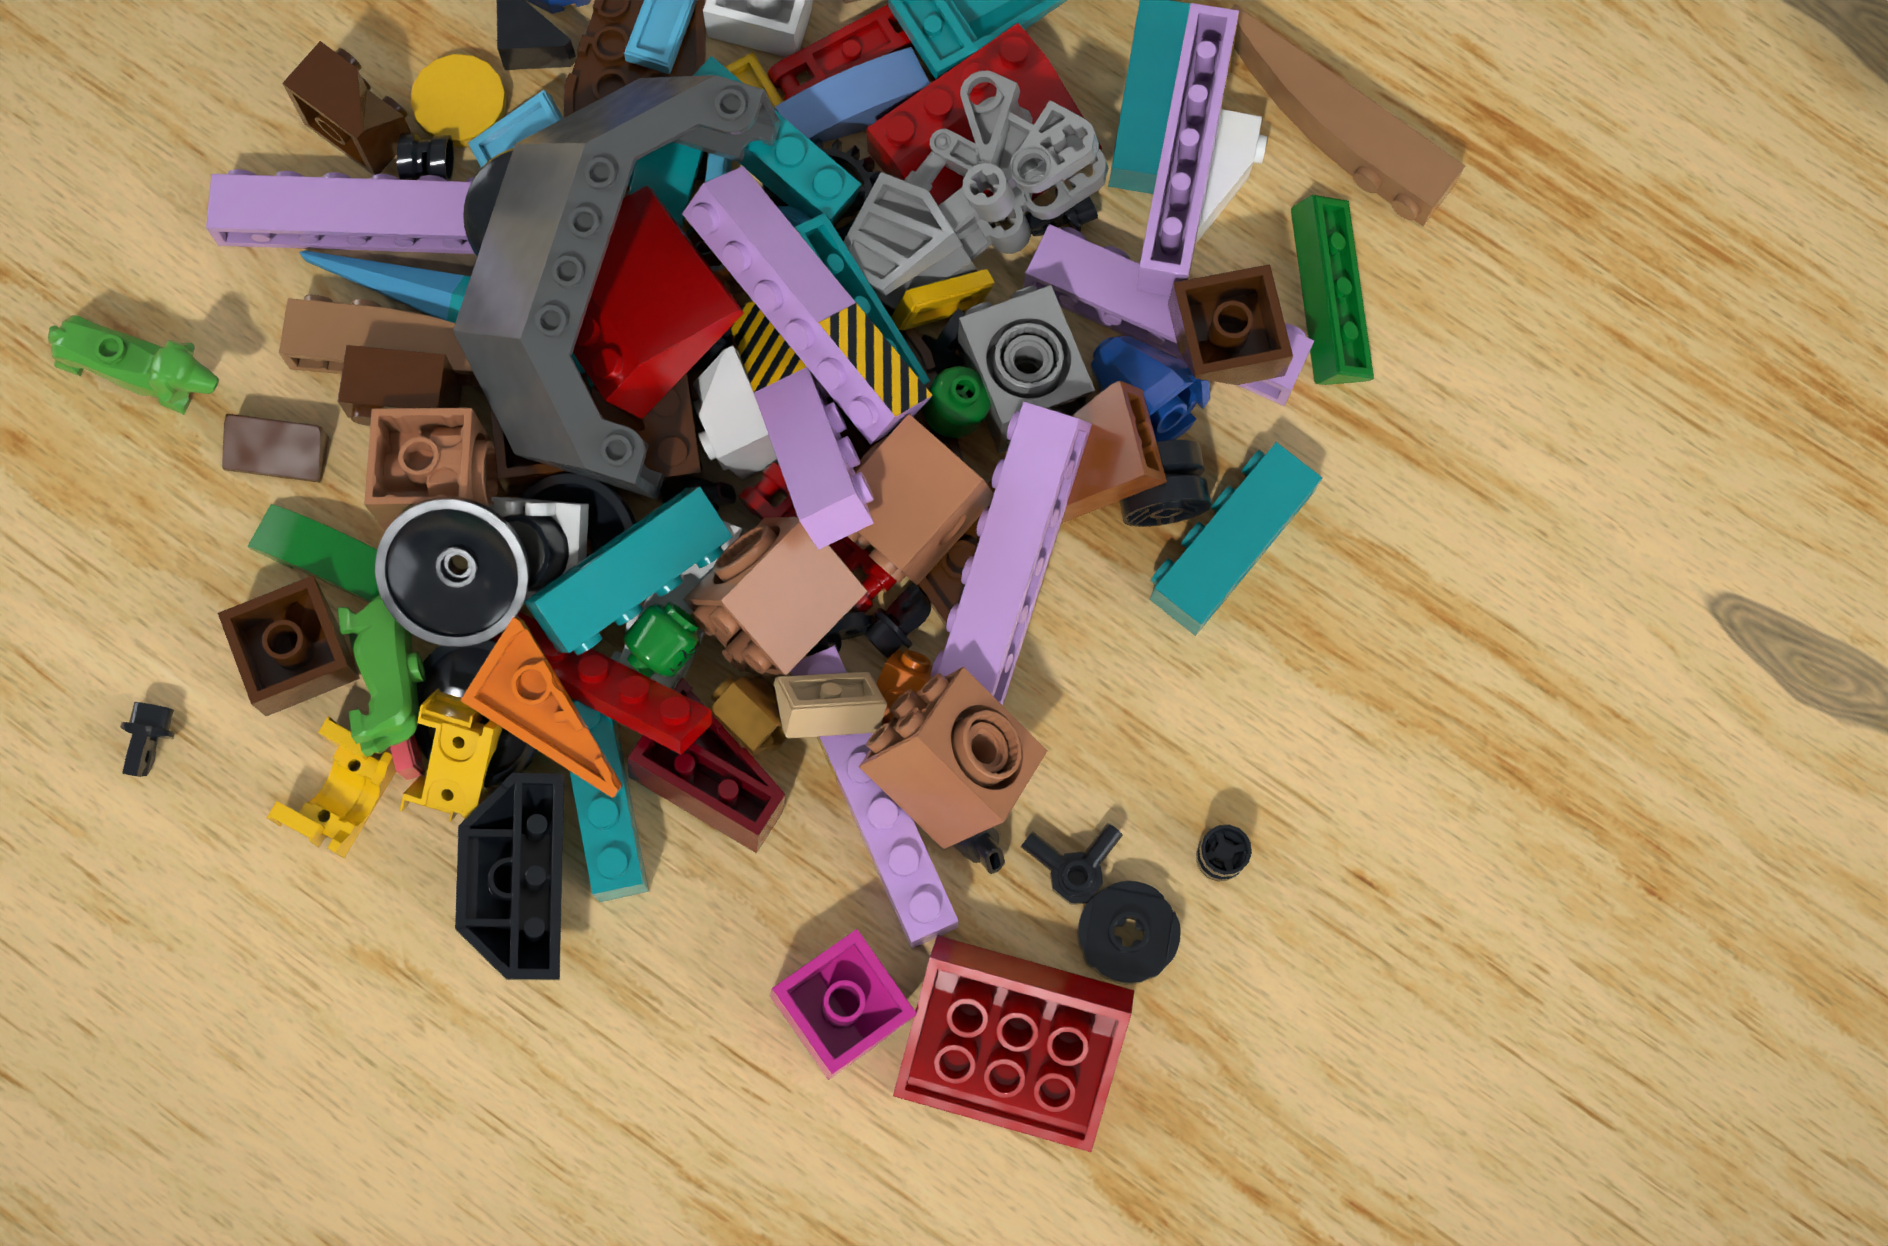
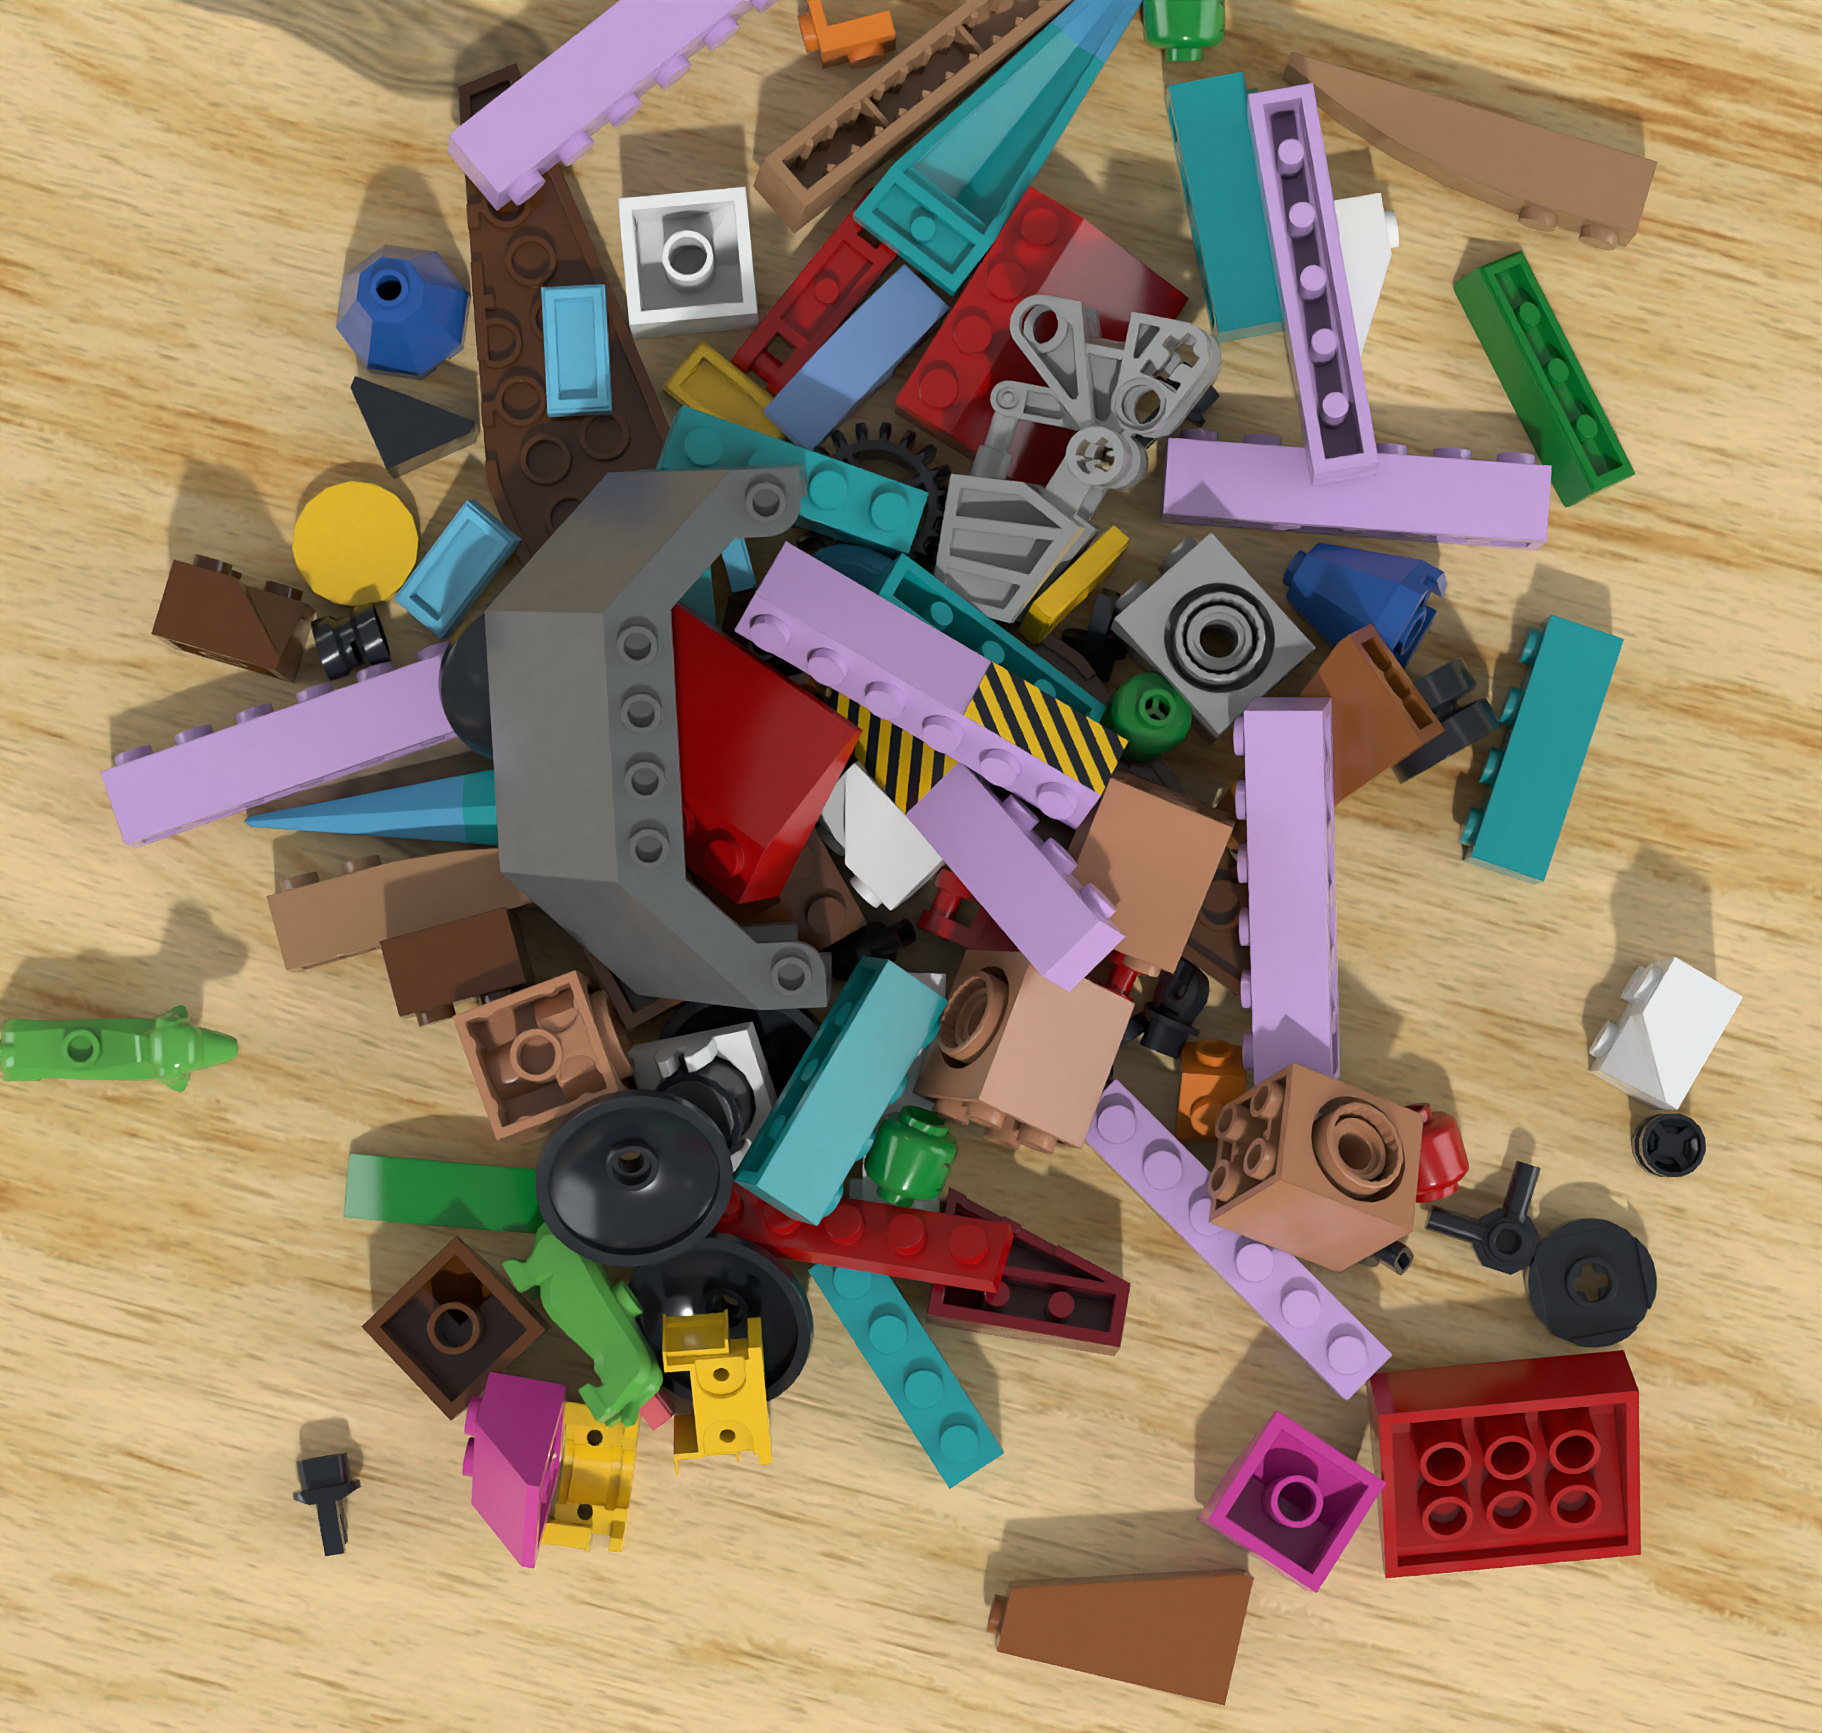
camera: 20 degrees left, 10 degrees up
(274, 448) = (323, 1085): reddish brown slope -> none
(288, 748) = (515, 1458): none -> dark pink slope
(514, 877) = (849, 1504): black wedge -> none
(528, 700) = (788, 1297): orange wing -> none
(696, 1060) = (1139, 1629): none -> dark orange slope
(749, 712) = (1052, 1196): pearl gold brick -> none
(829, 704) = (1144, 1159): tan slope -> none
(1046, 794) = (1441, 1155): none -> red head
(1231, 326) = (1450, 501): reddish brown slope -> none
(1258, 759) = (1663, 1032): none -> white slope

